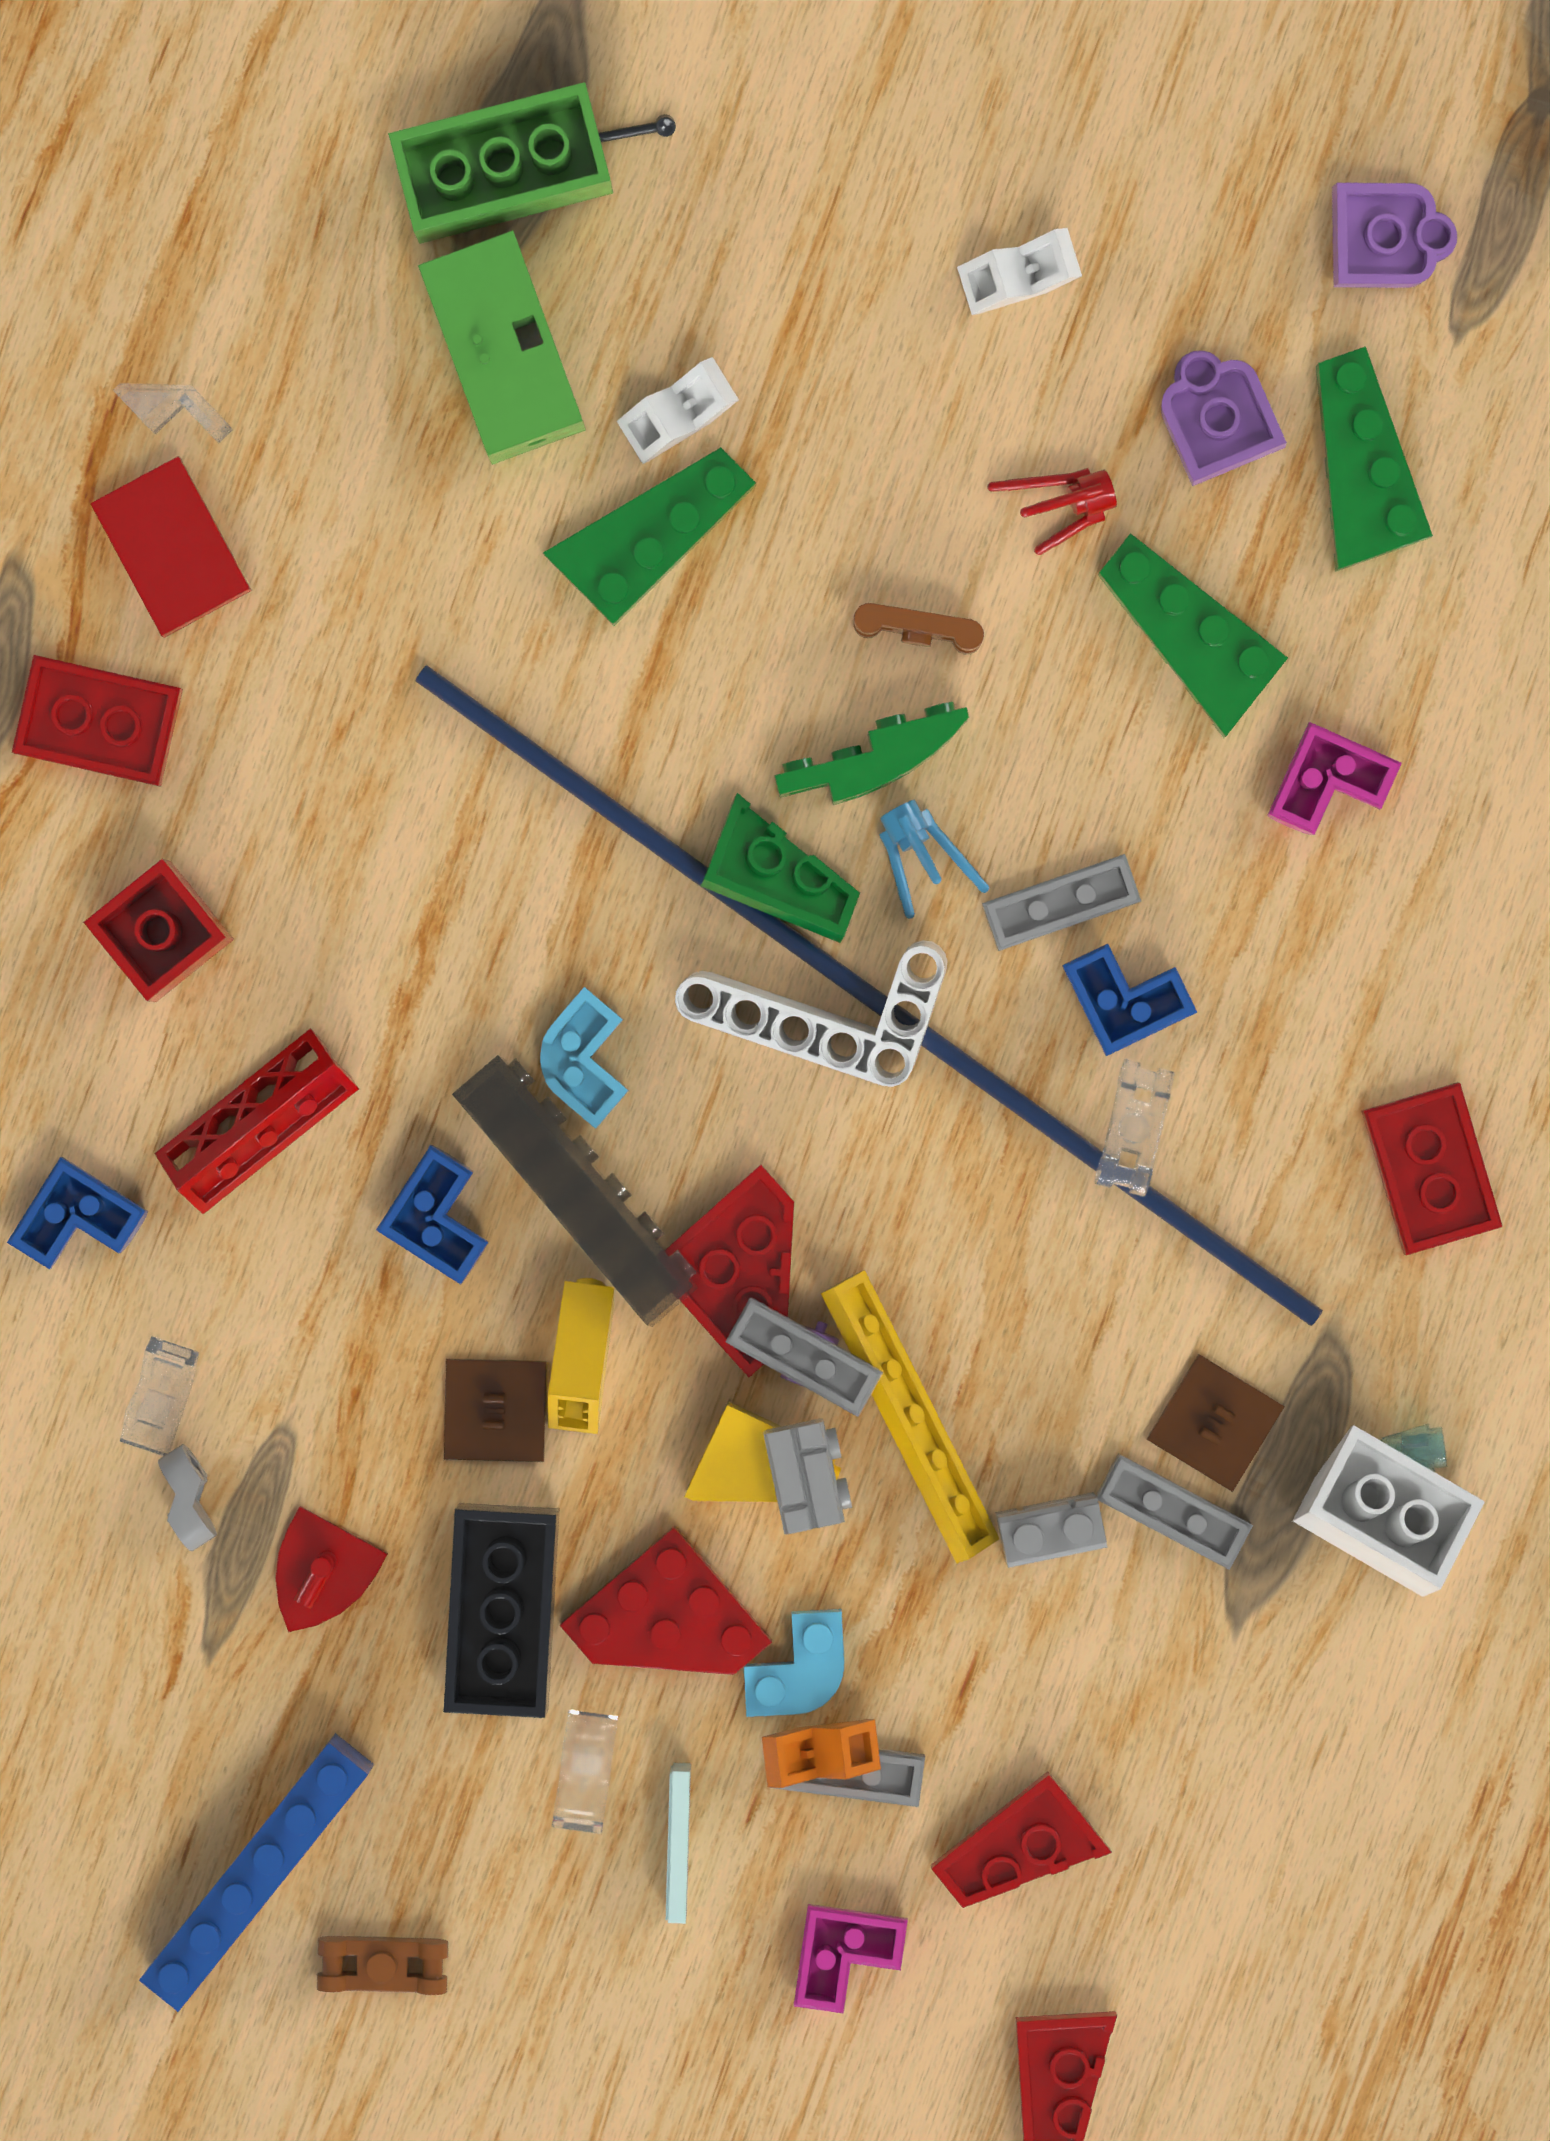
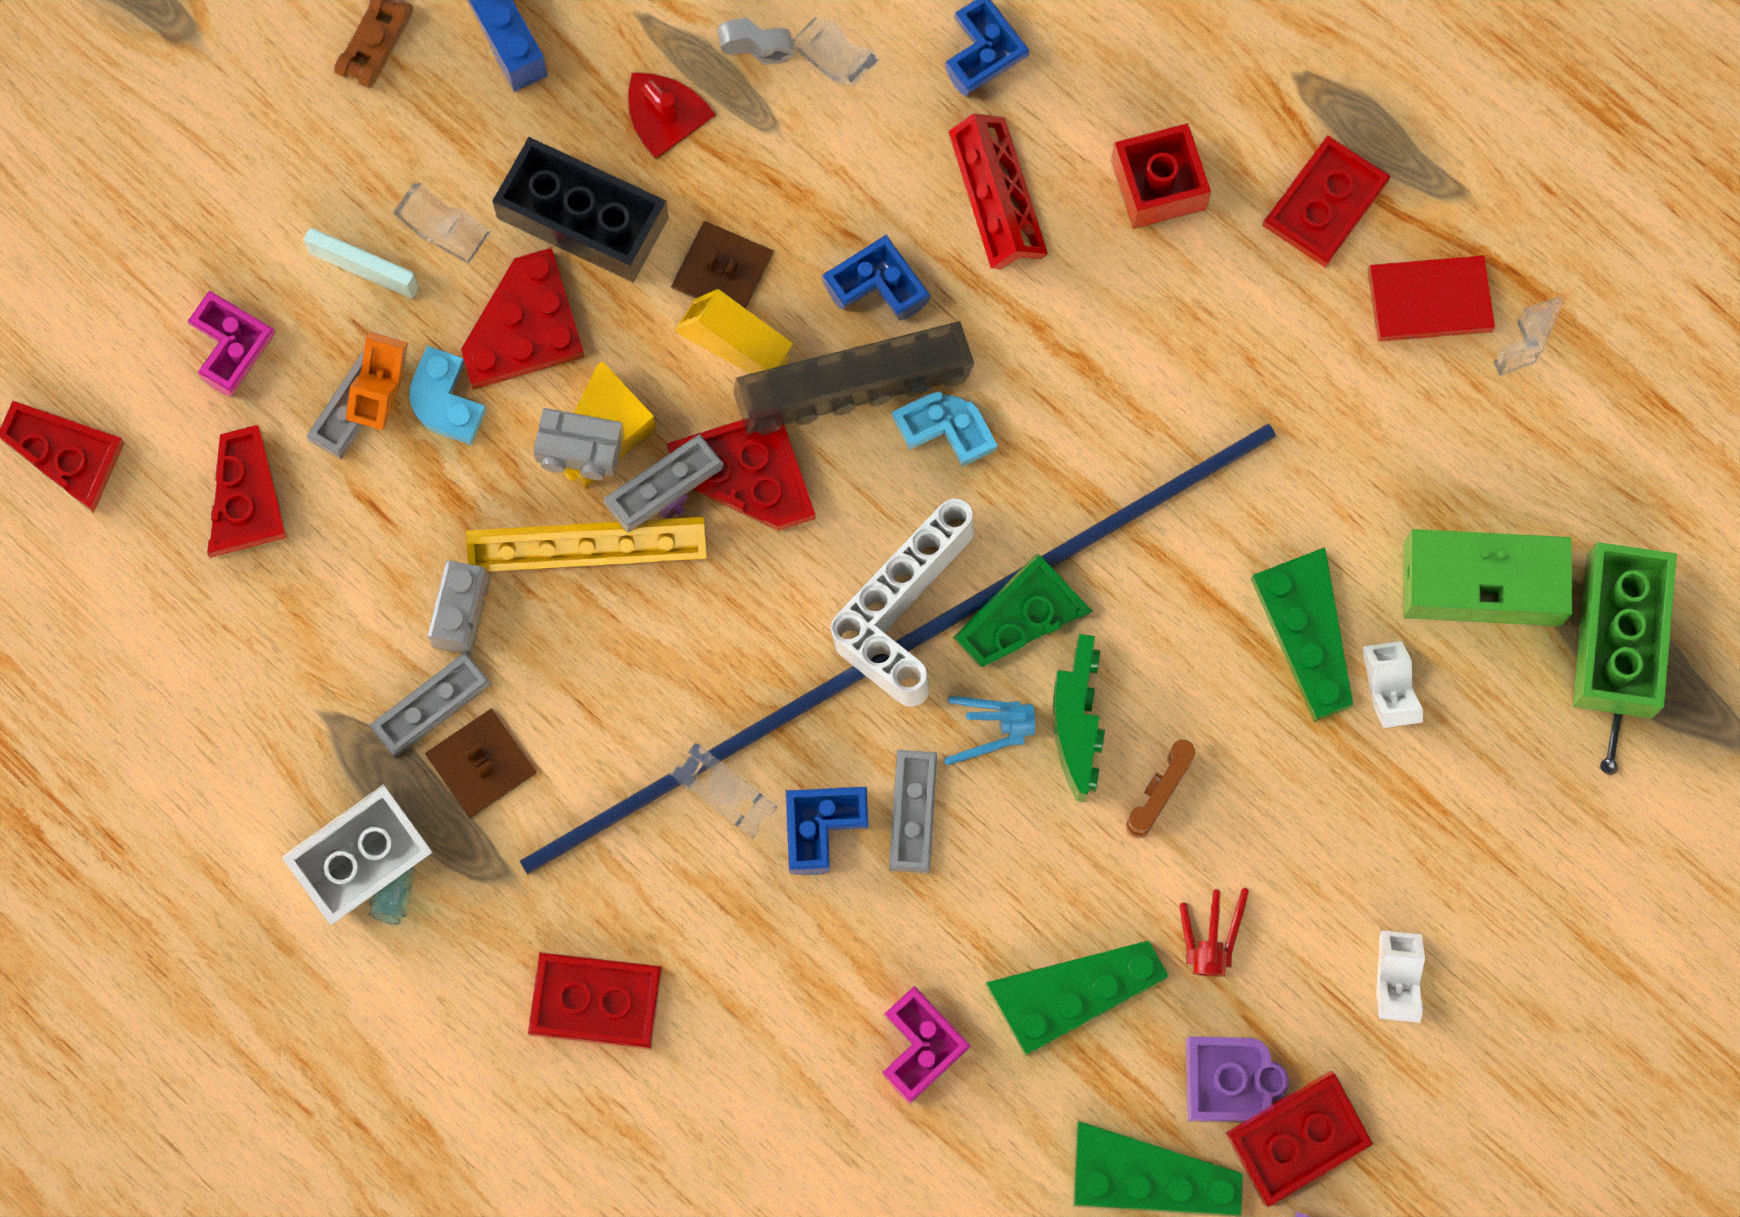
camera: 105 degrees right, 15 degrees down
(1252, 314) = (1299, 1138): none -> red tile

